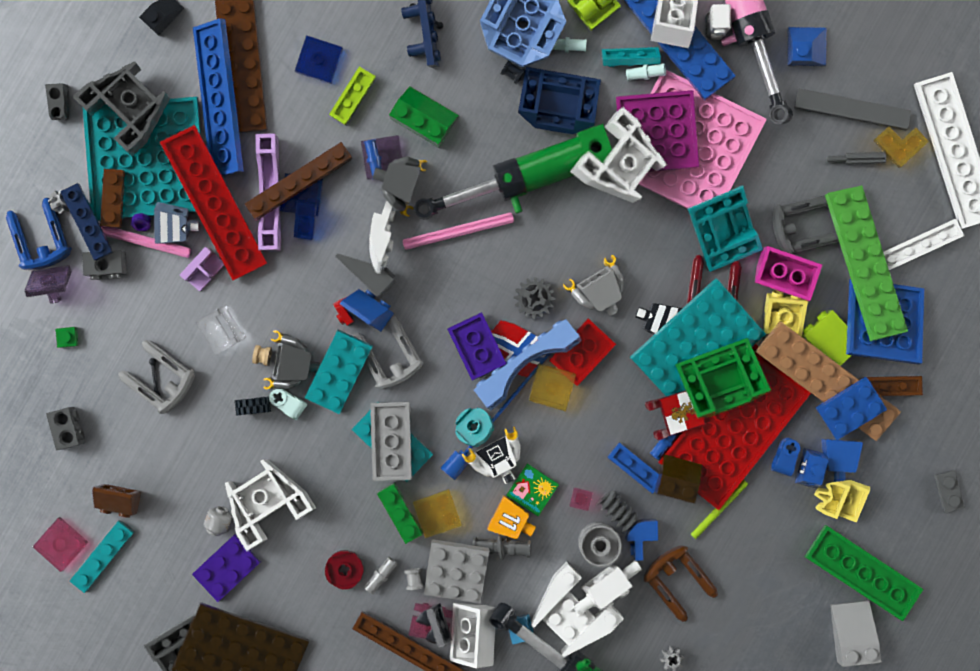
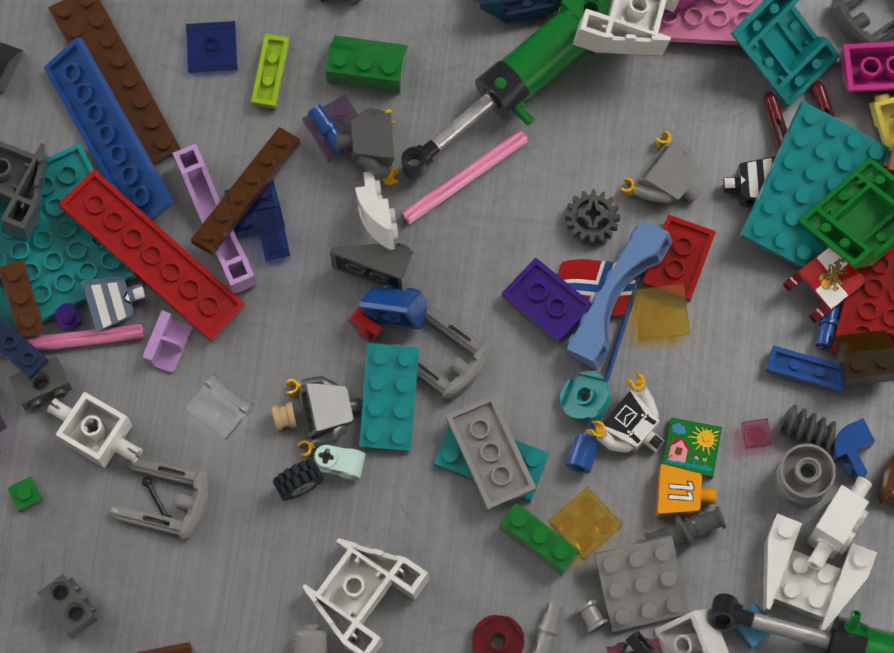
camera: 20 degrees left, 15 degrees down
(116, 309) = (94, 414): none -> white brick

